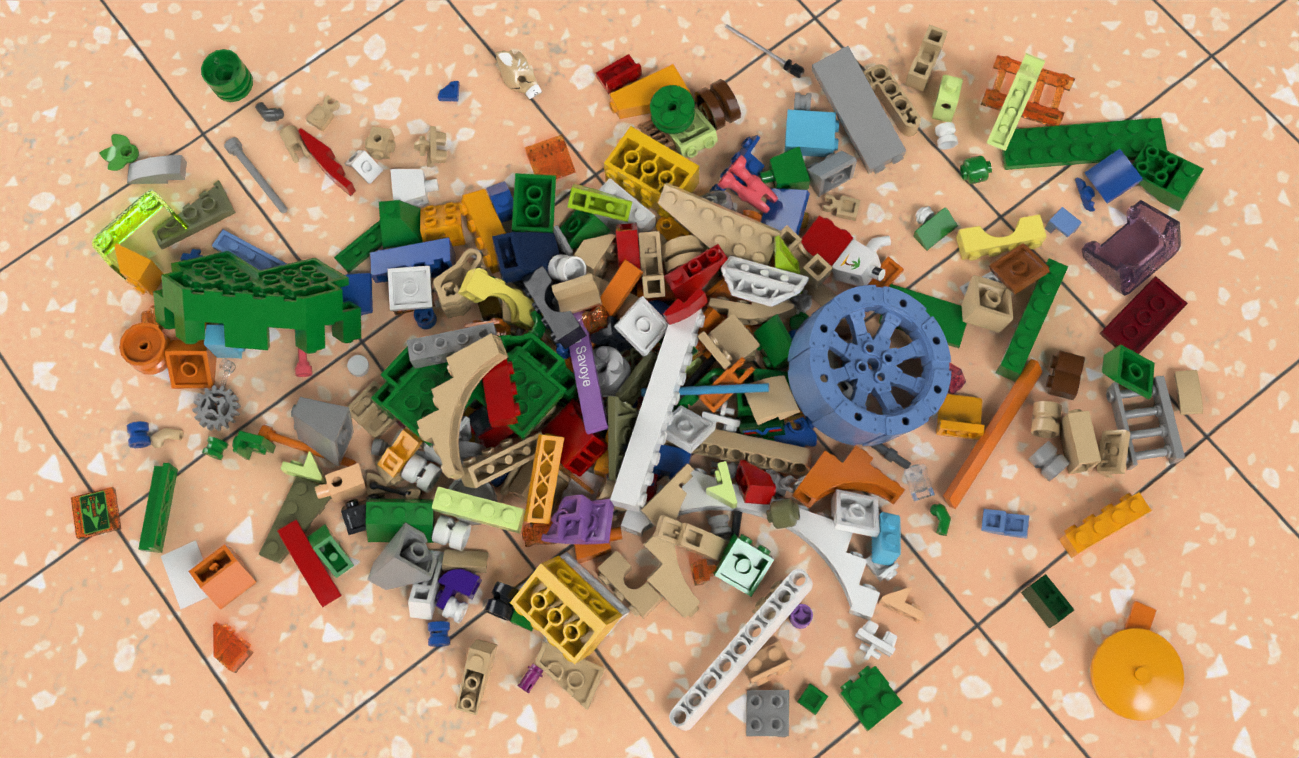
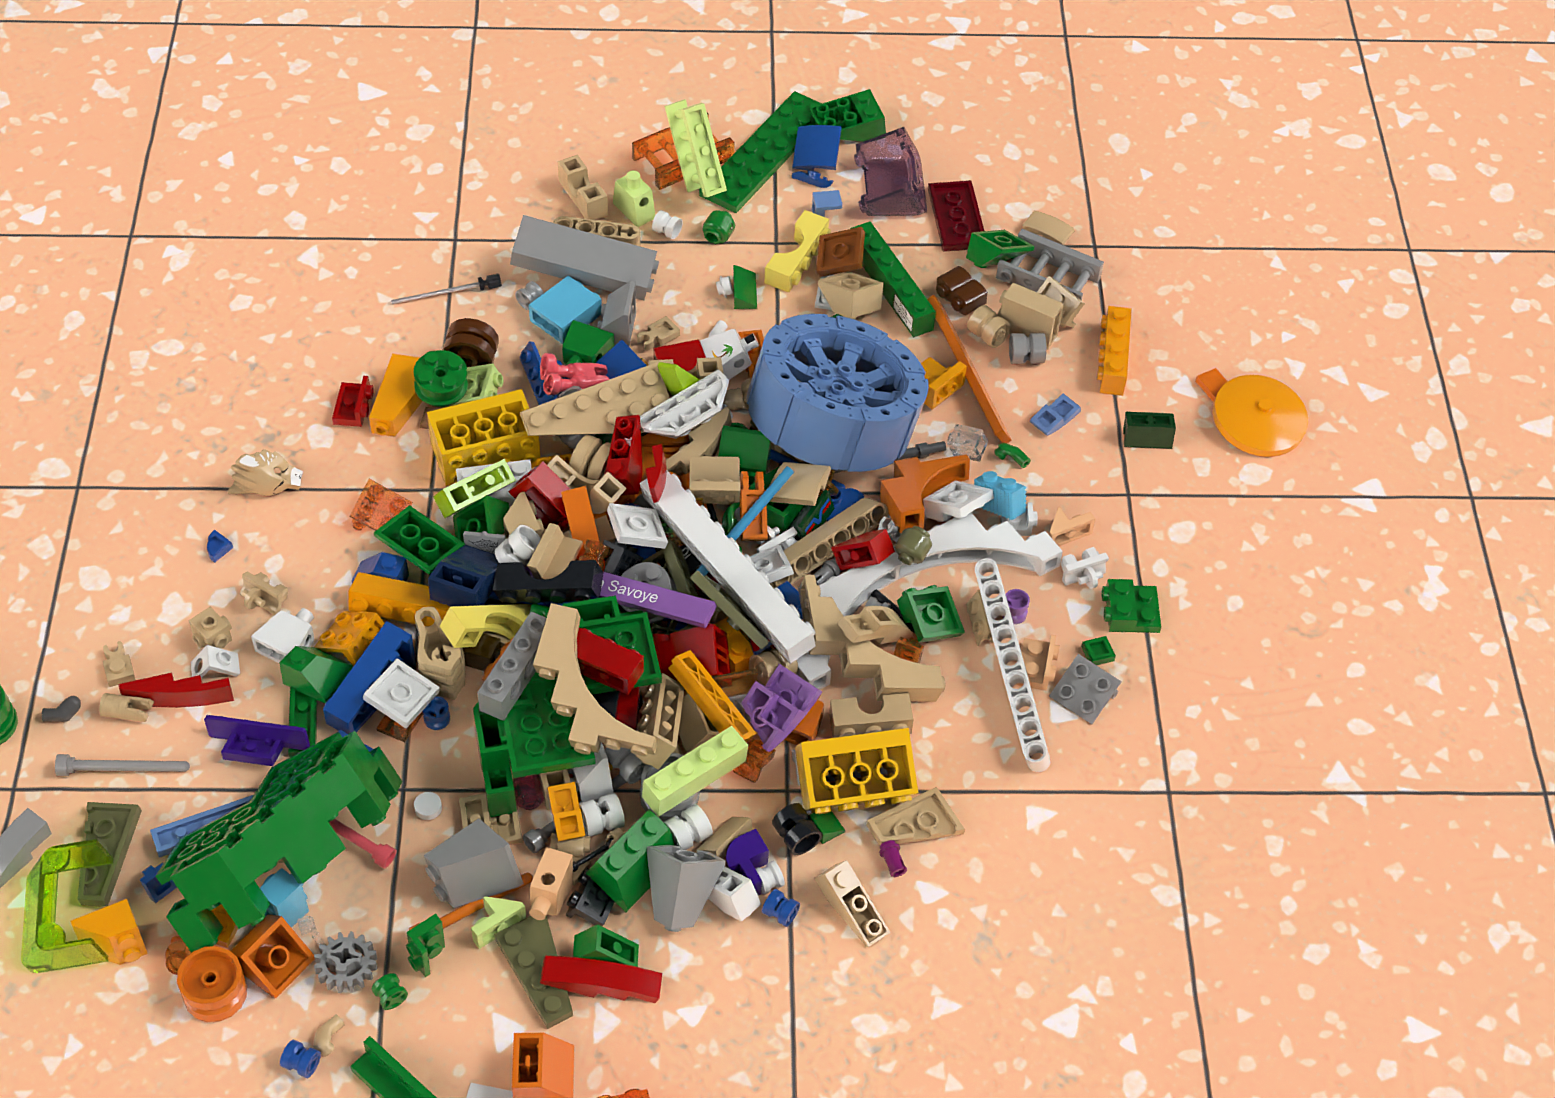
camera: 60 degrees left, 20 degrees down
(321, 235) = (254, 740): none -> dark purple bracket
(725, 491) = (852, 573): yellowish green slope -> none

